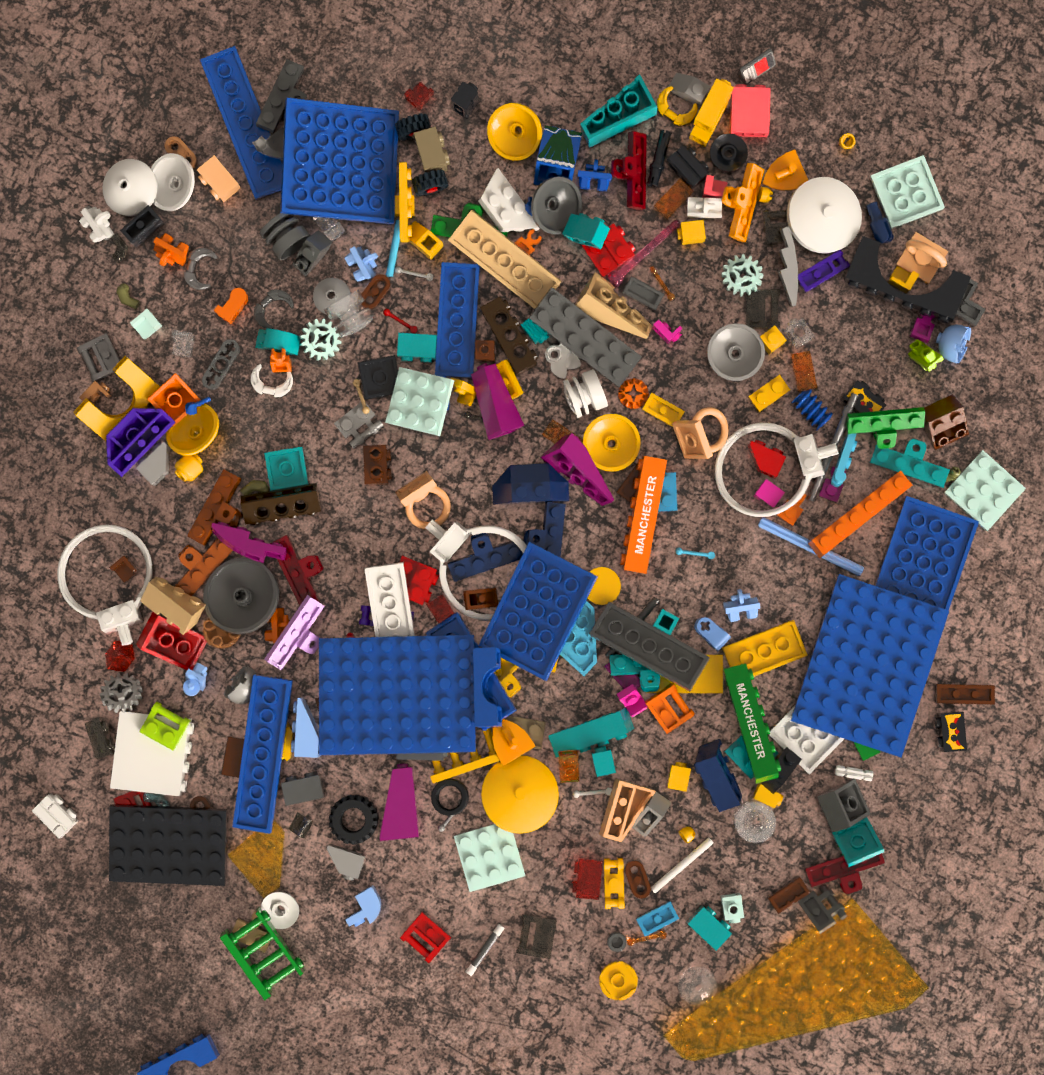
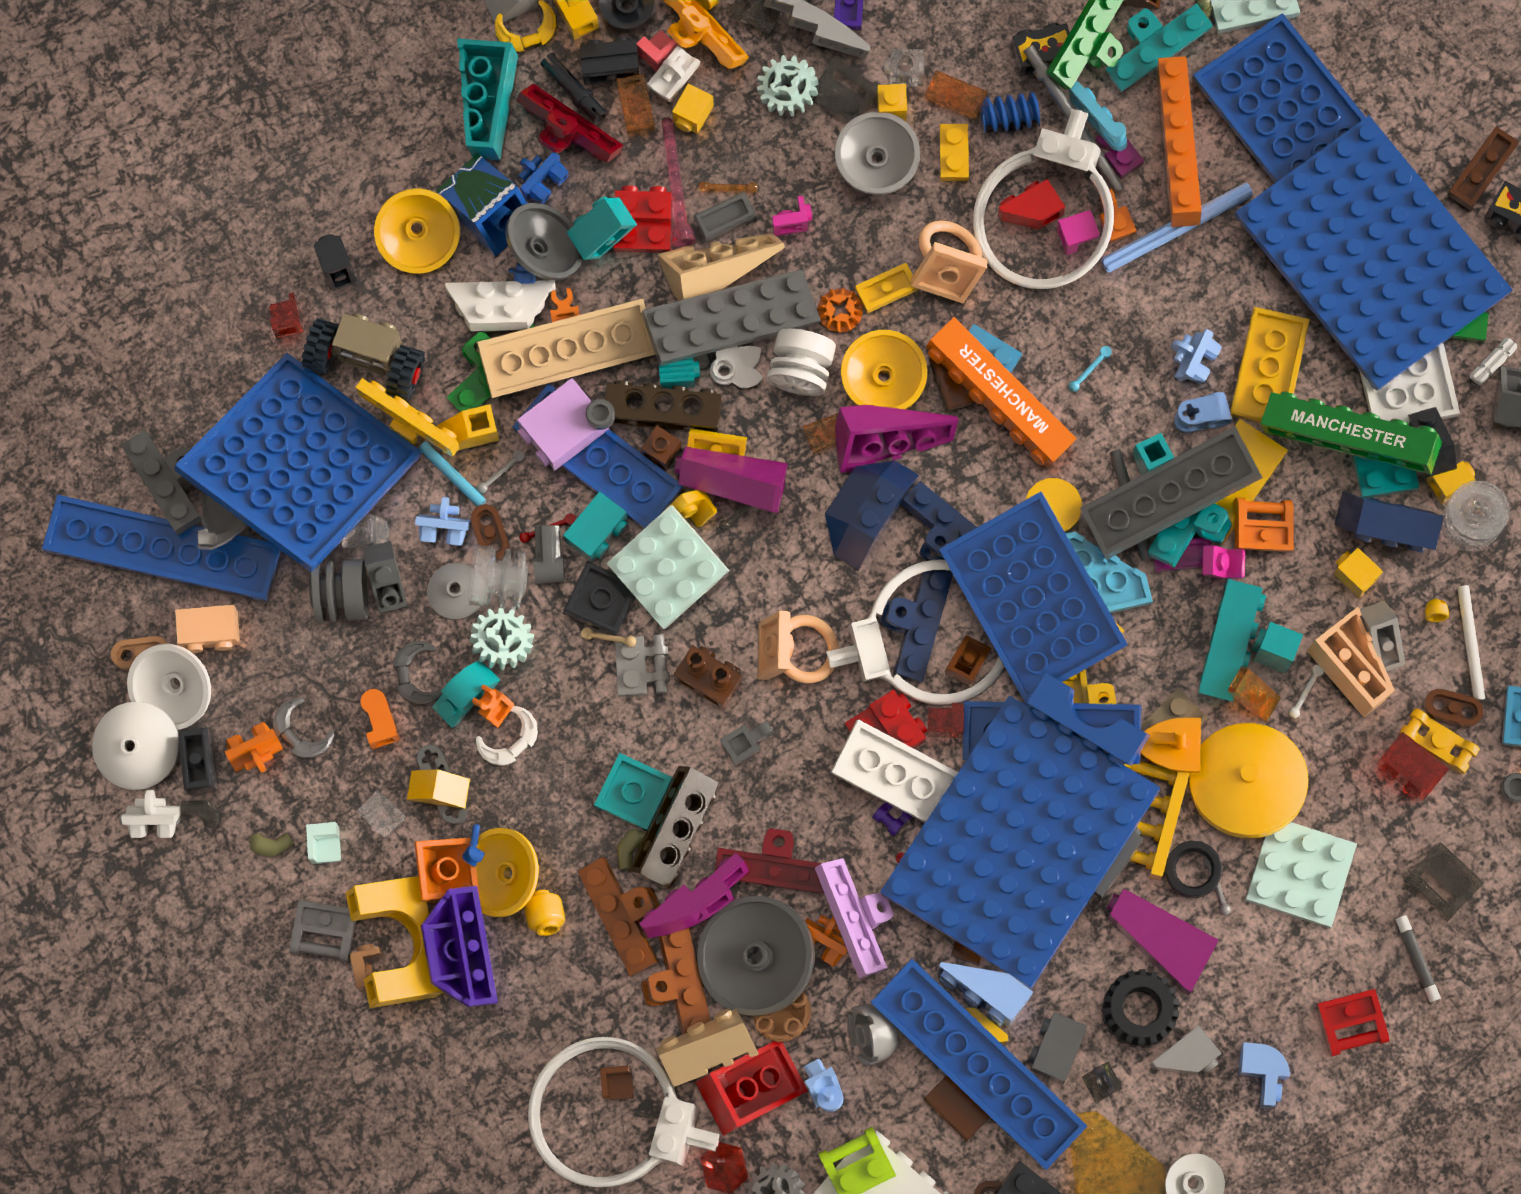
camera: 55 degrees left, 10 degrees down
(156, 465) = (512, 952): light grey slope -> none
(215, 364) = (438, 788): none -> yellow slope
(353, 509) = (743, 743): none -> dark grey plate
(380, 335) = (548, 560): none -> dark grey piece
(458, 288) = (559, 425): none -> lavender brick
(476, 305) = (600, 414): none -> dark grey tile

